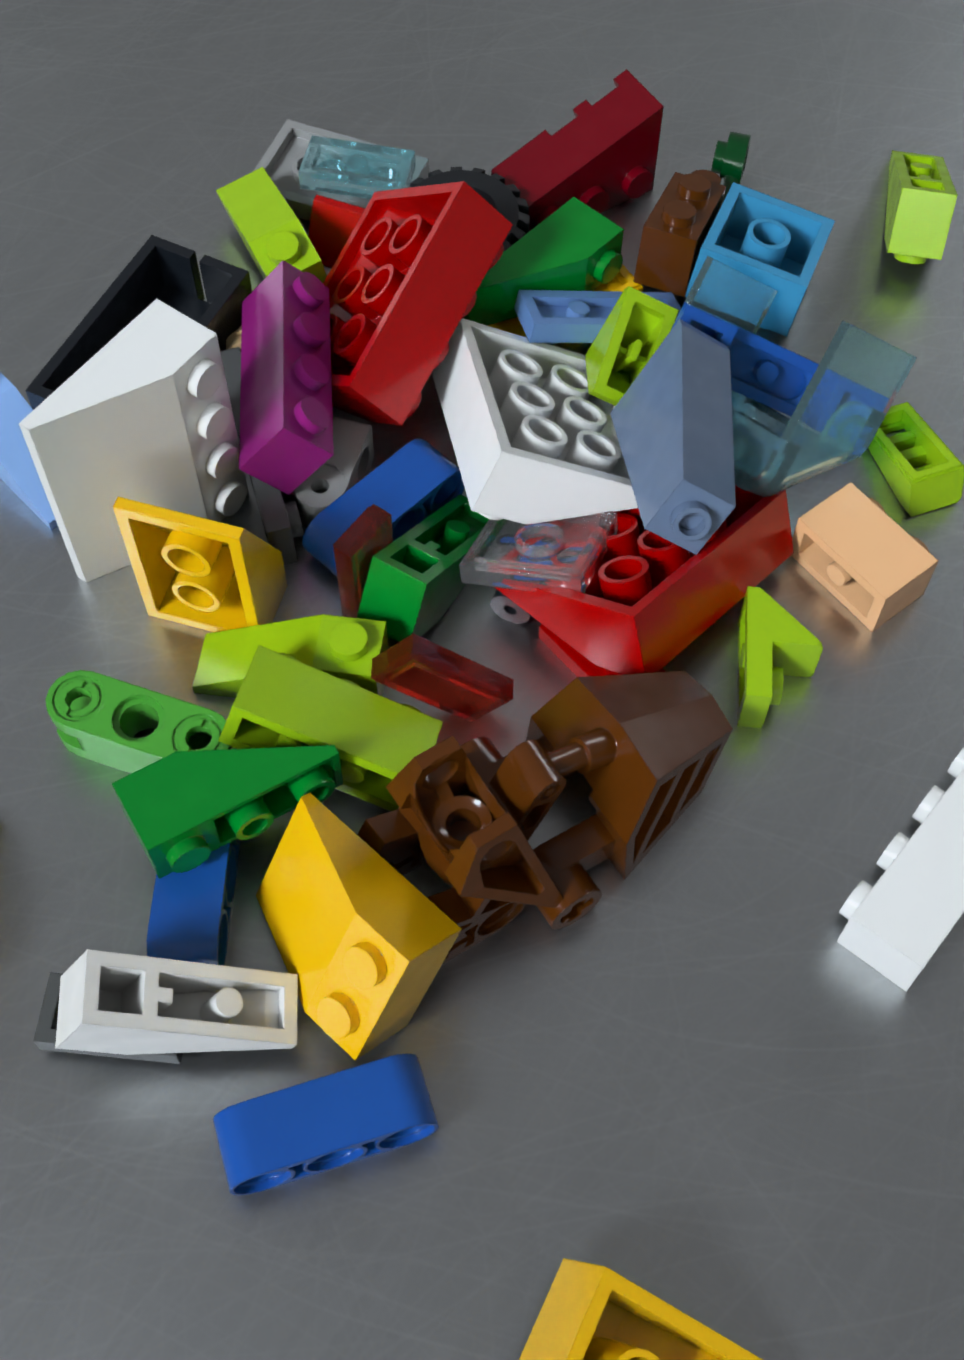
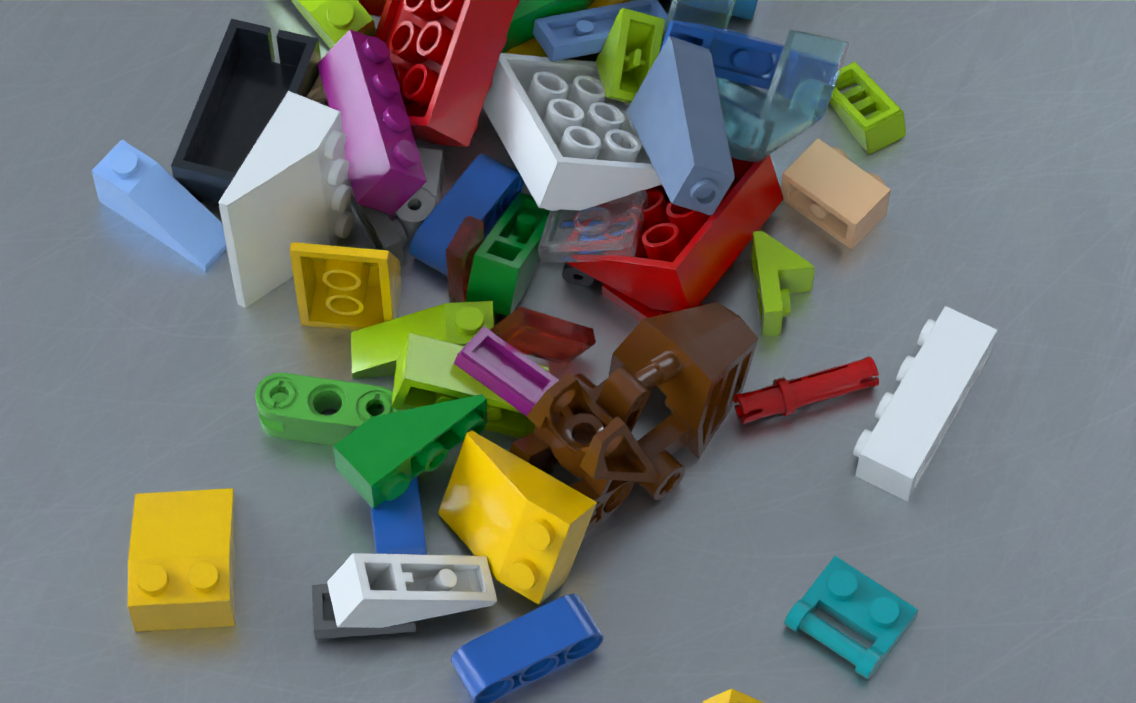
camera: 10 degrees left, 0 degrees up
(375, 715) = (504, 370): none -> magenta tile
(765, 812) = (788, 395): none -> red pin
(819, 1143) = (858, 605): none -> teal plate

